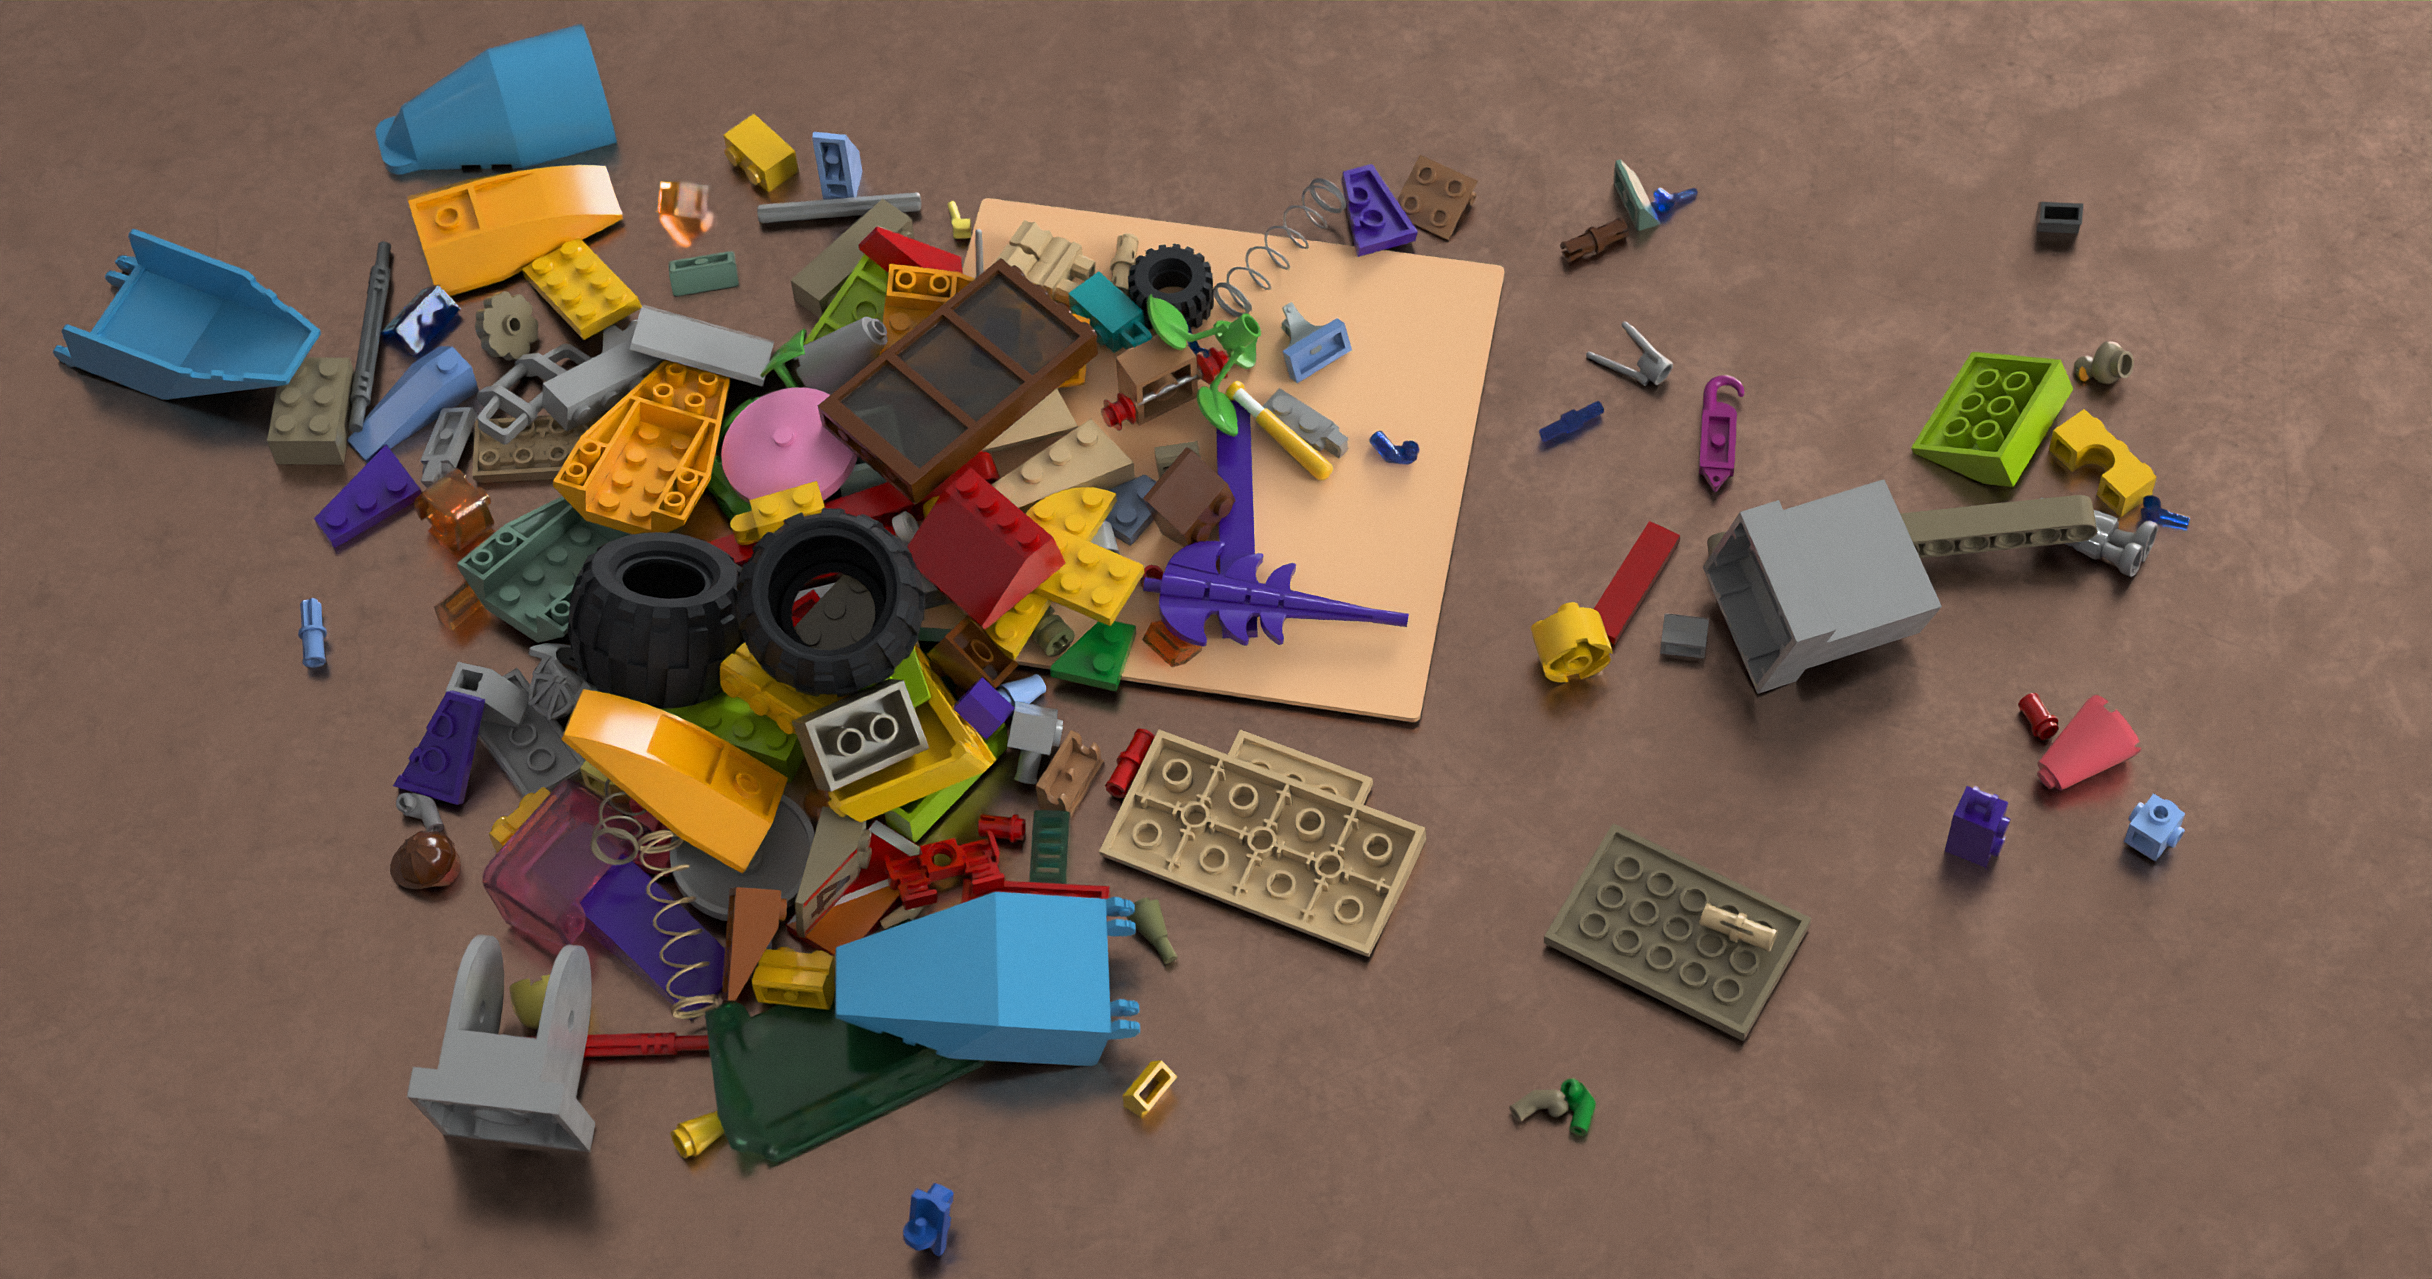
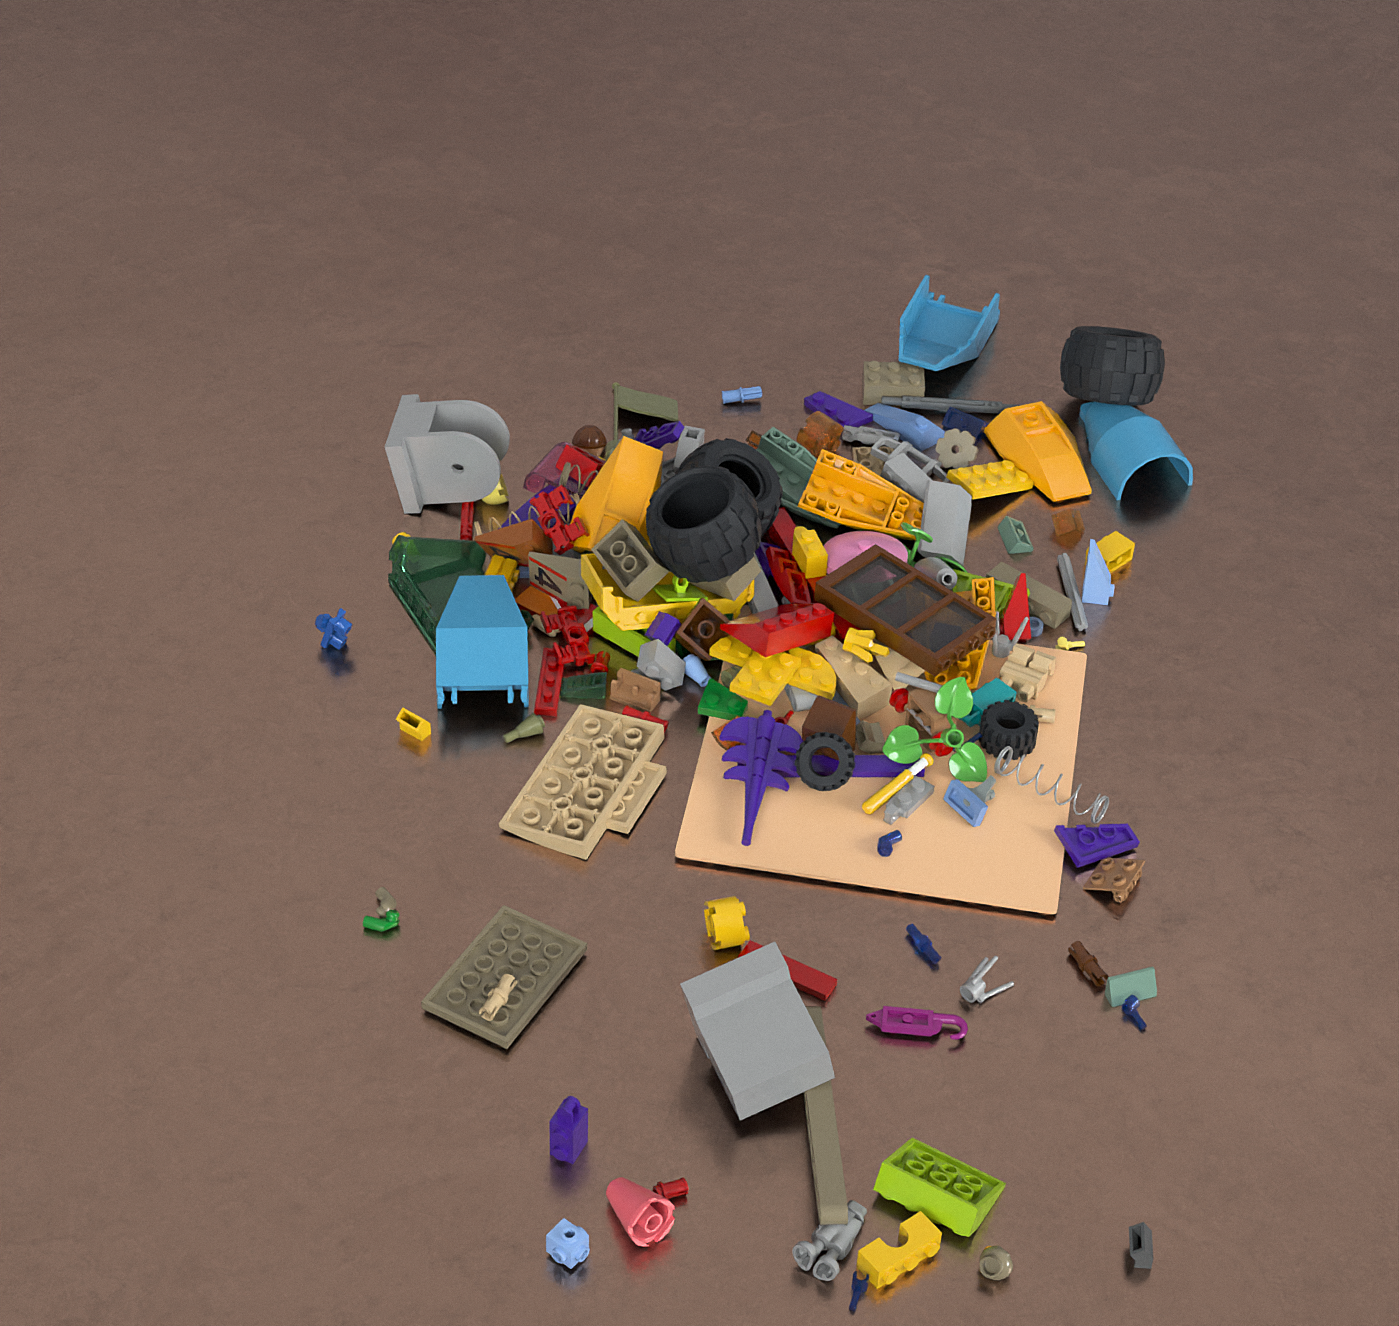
camera: 85 degrees right, 15 degrees down
(332, 767) = (641, 403): none -> olive flag
(357, 88) = (1112, 365): none -> black tyre
(562, 834) = (581, 458): none -> red panel
(690, 877) = (560, 534): none -> red piece
(1024, 443) = (861, 645): none -> yellow rock
(1127, 358) = (917, 682): none -> light grey bar
(1263, 504) = (804, 761): none -> black tyre

